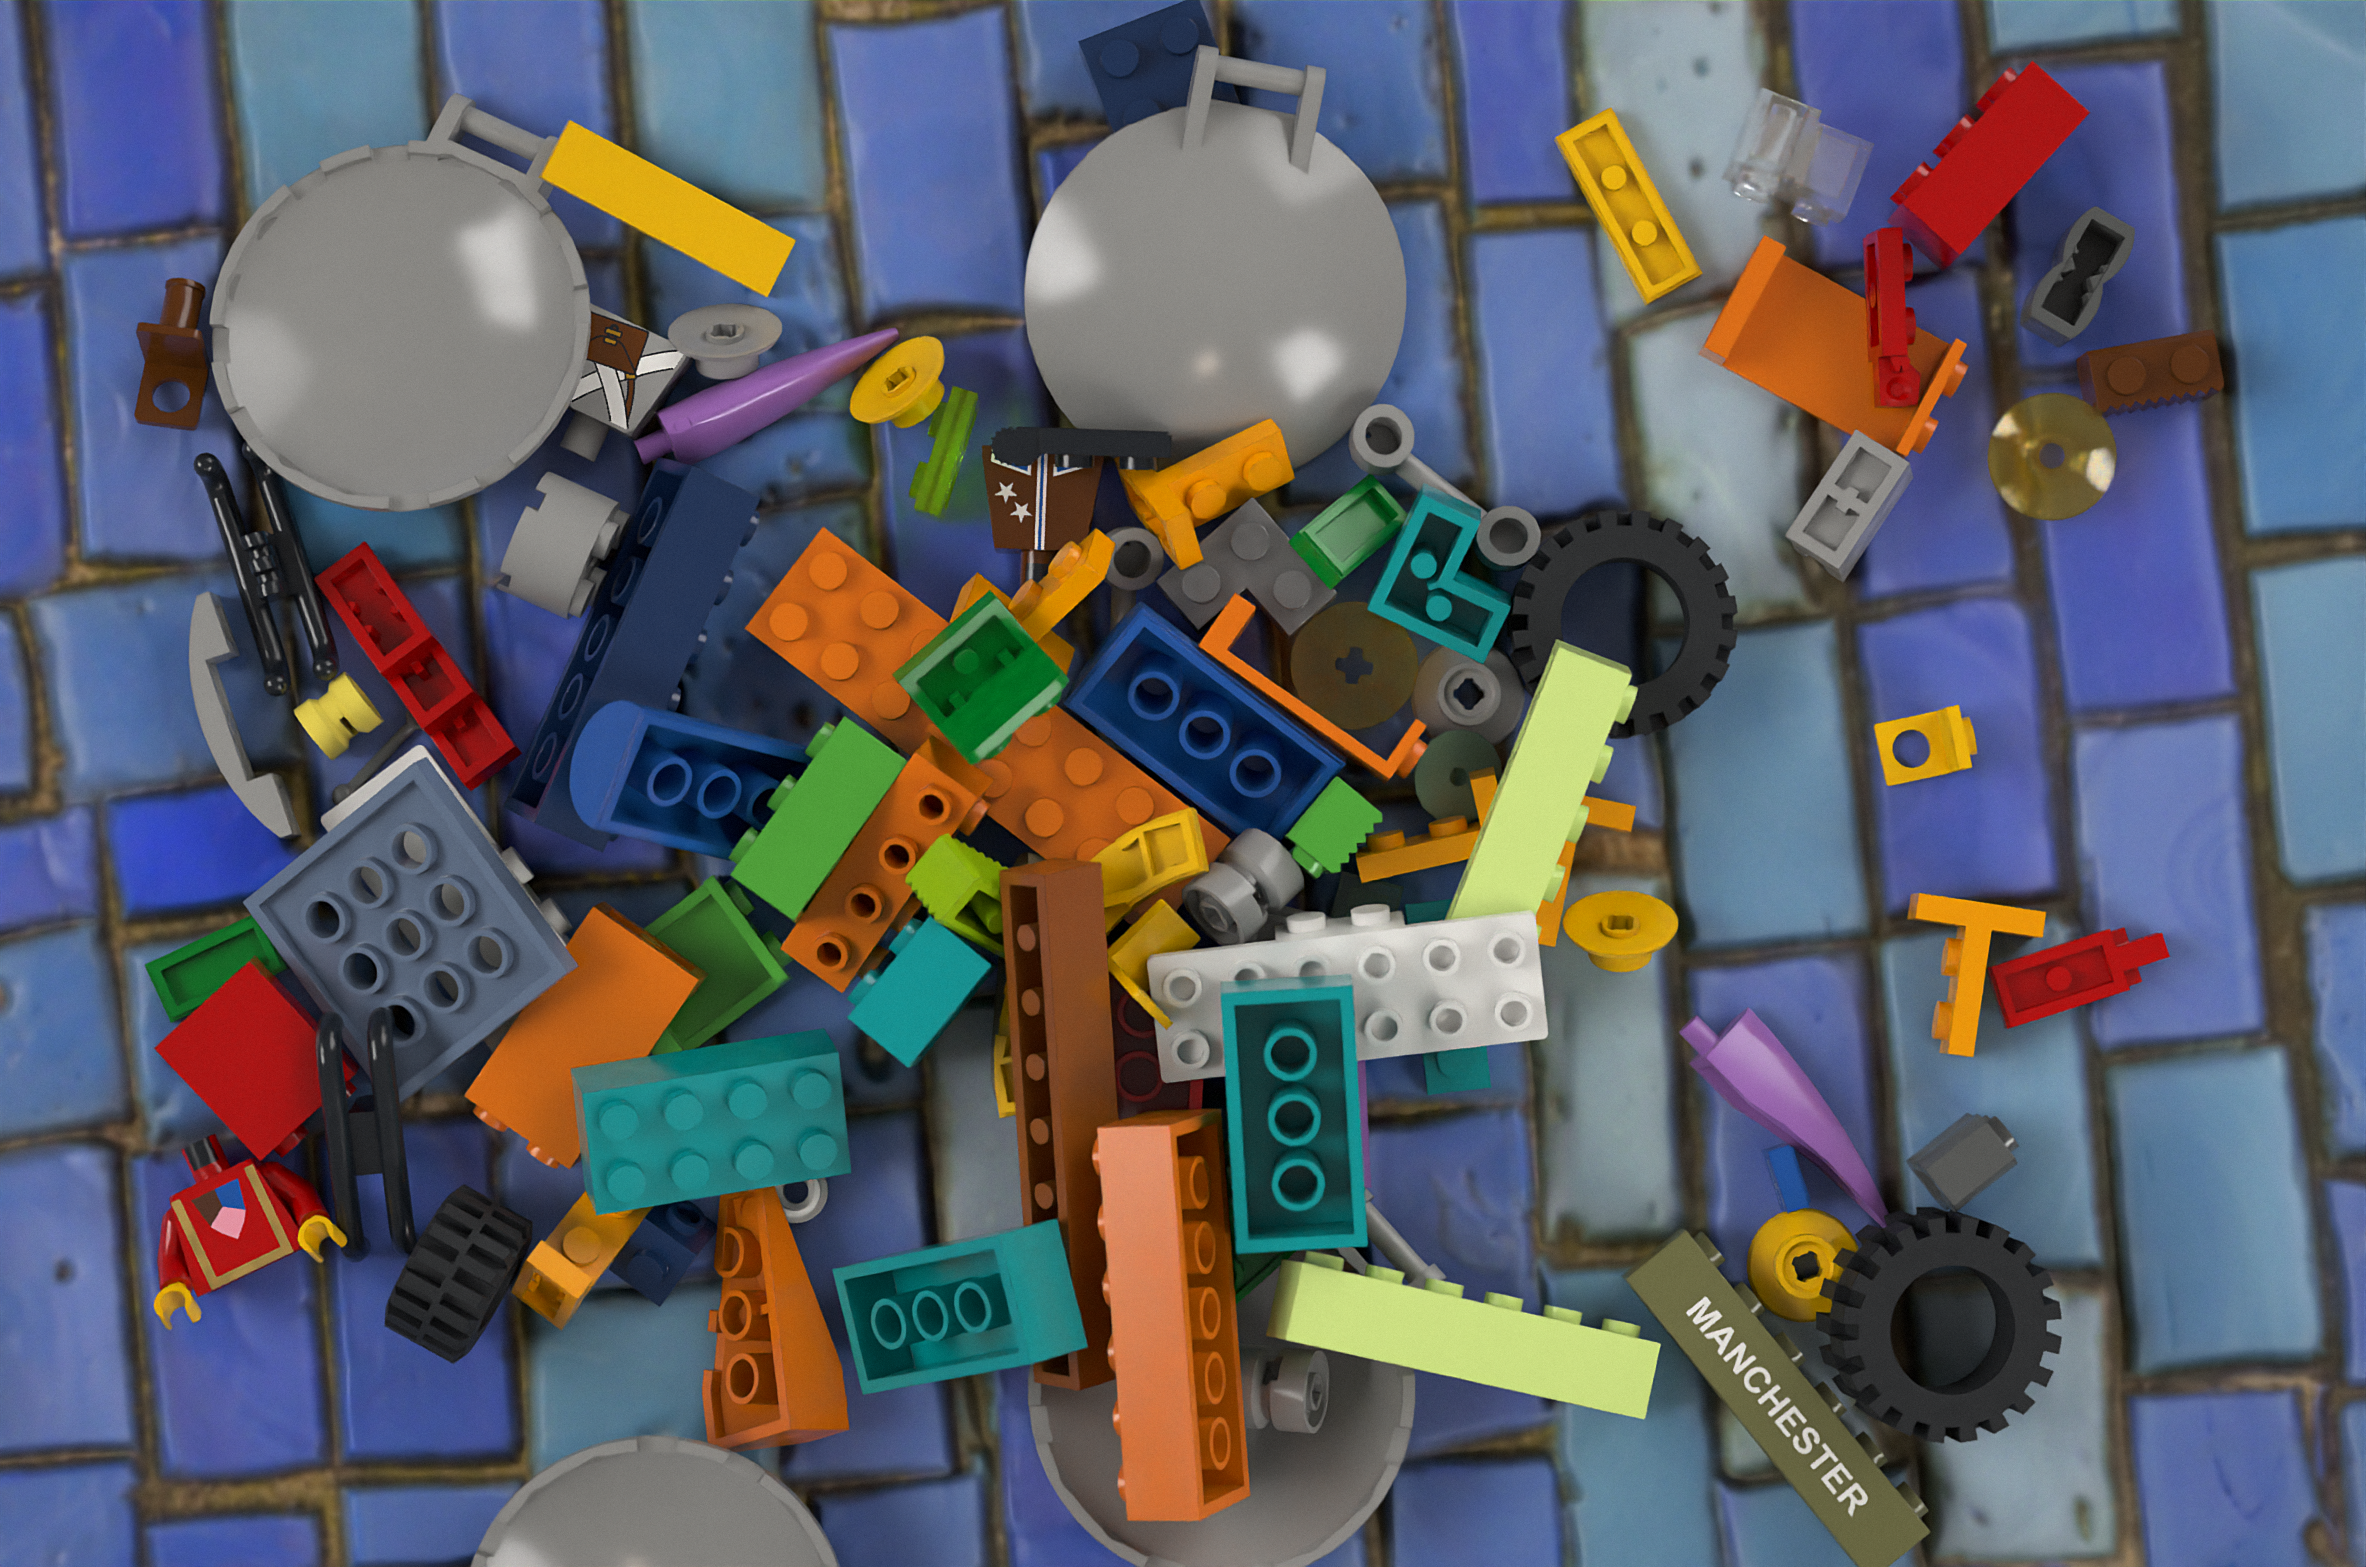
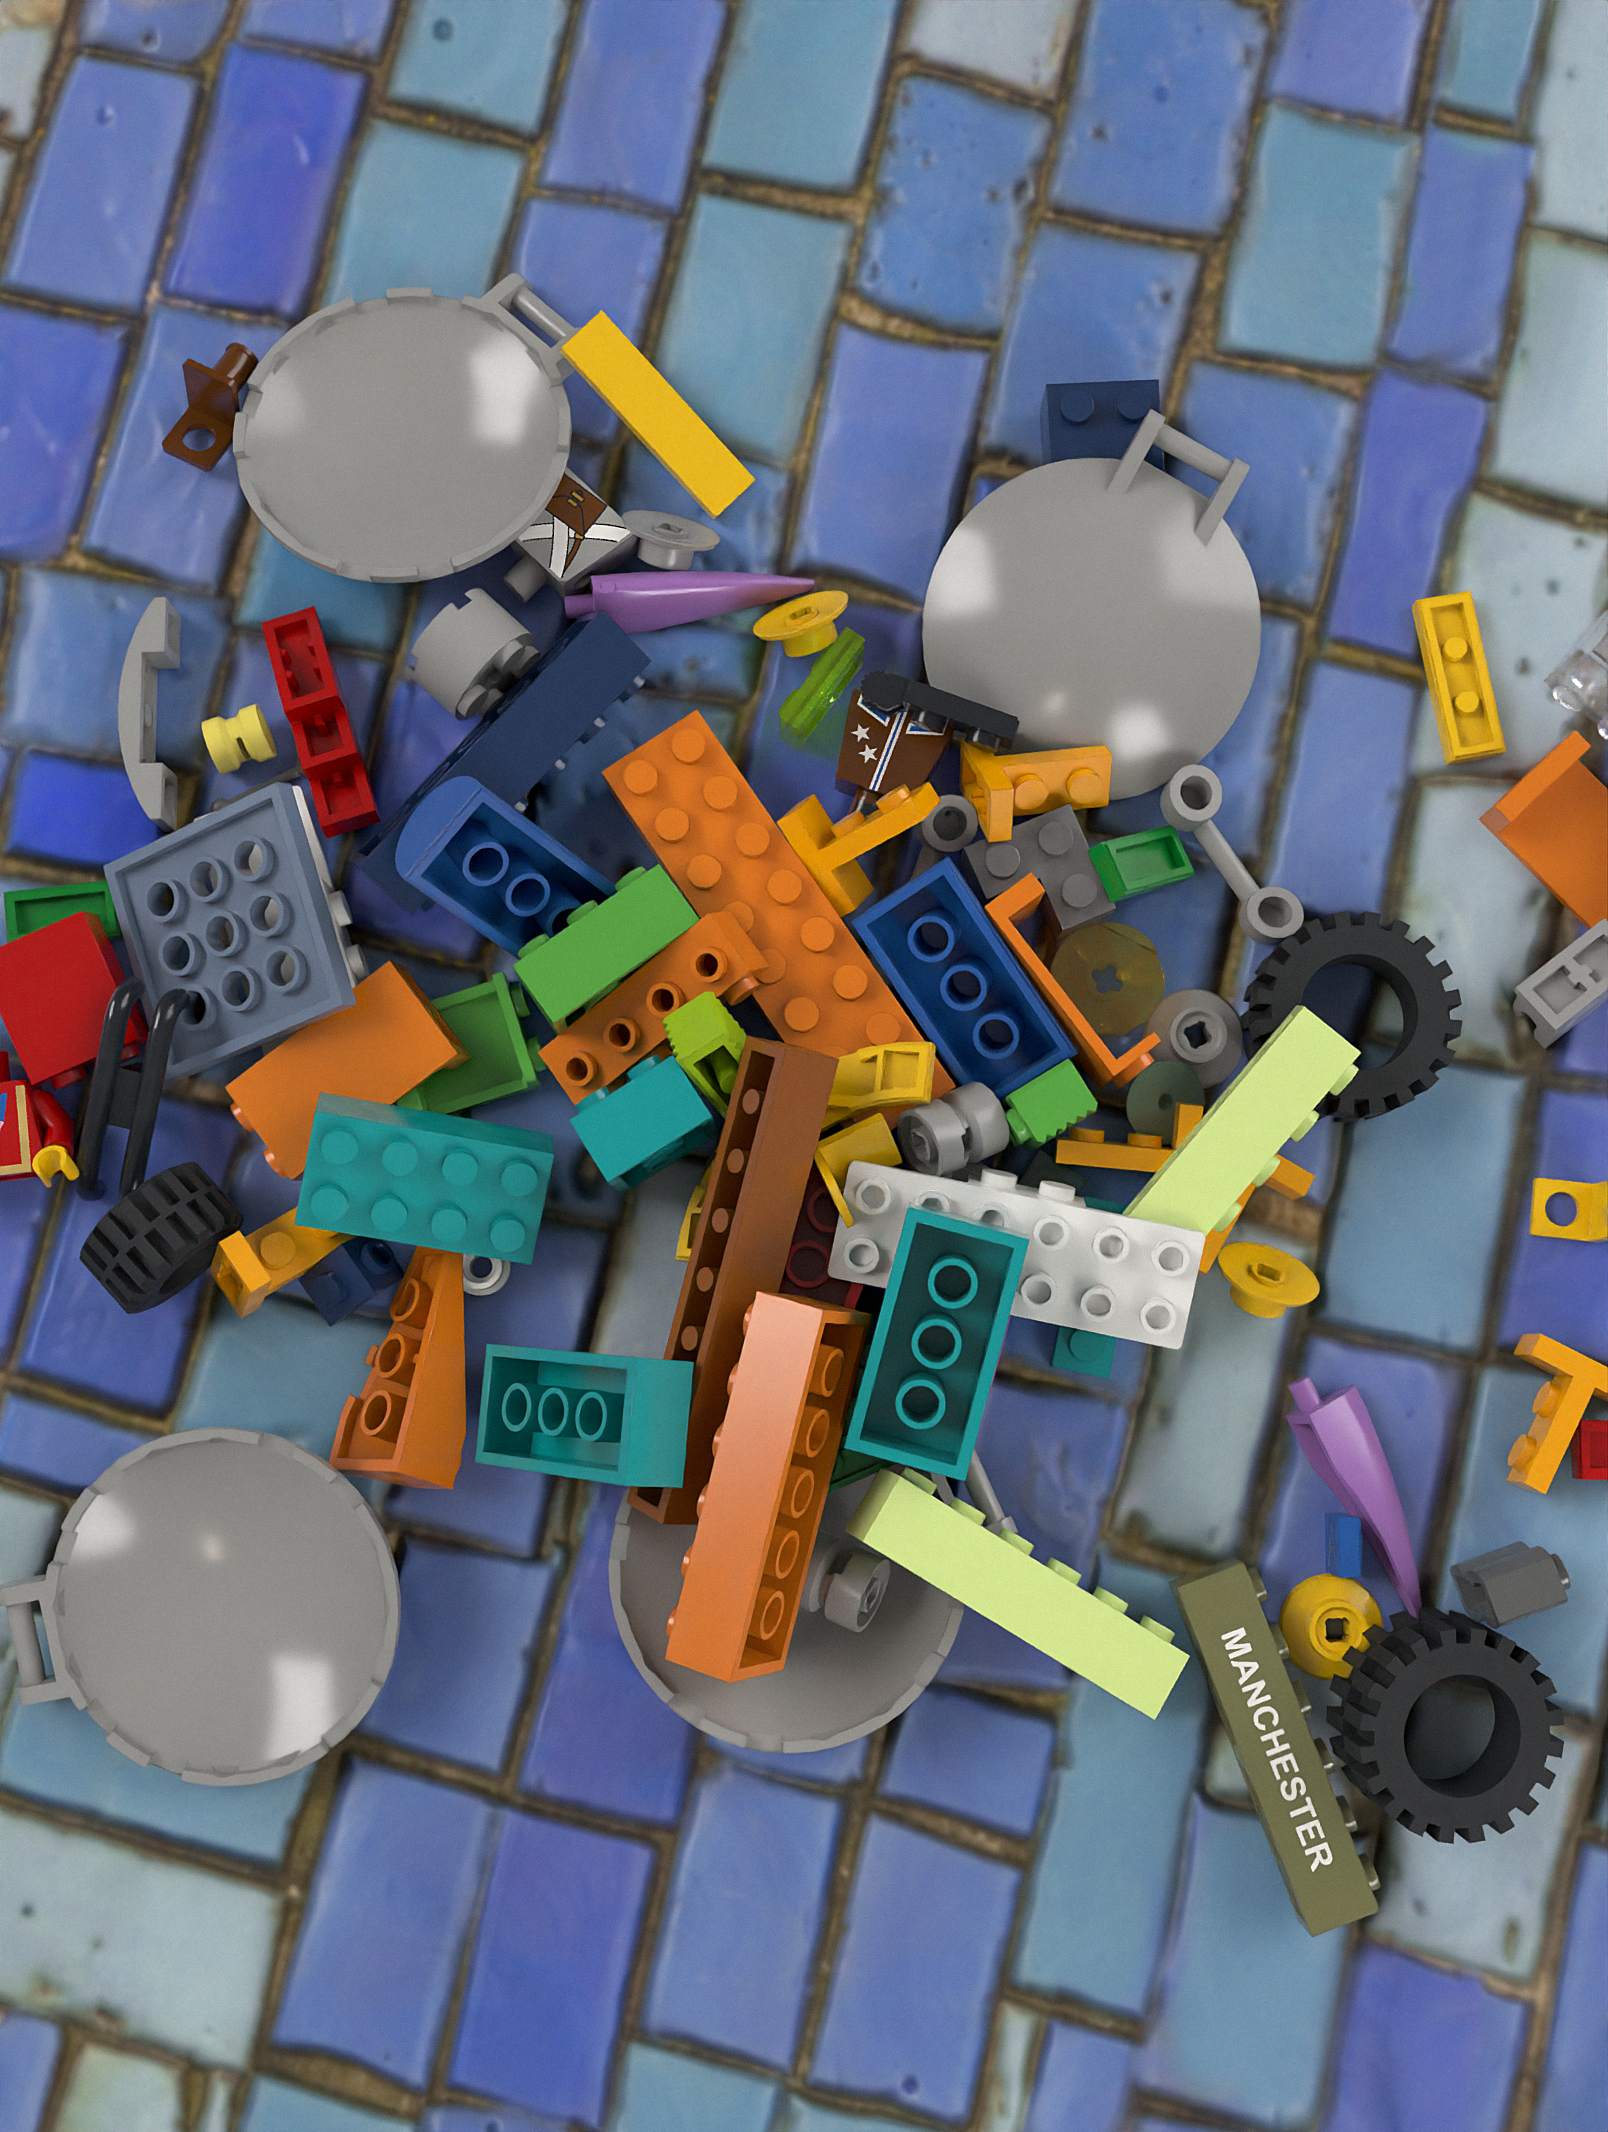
camera: 20 degrees right, 5 degrees down
(270, 569) = (227, 602): black piece -> none
(982, 679) = (787, 871): green bracket -> none
(1425, 587) = (1190, 923): teal brick -> none

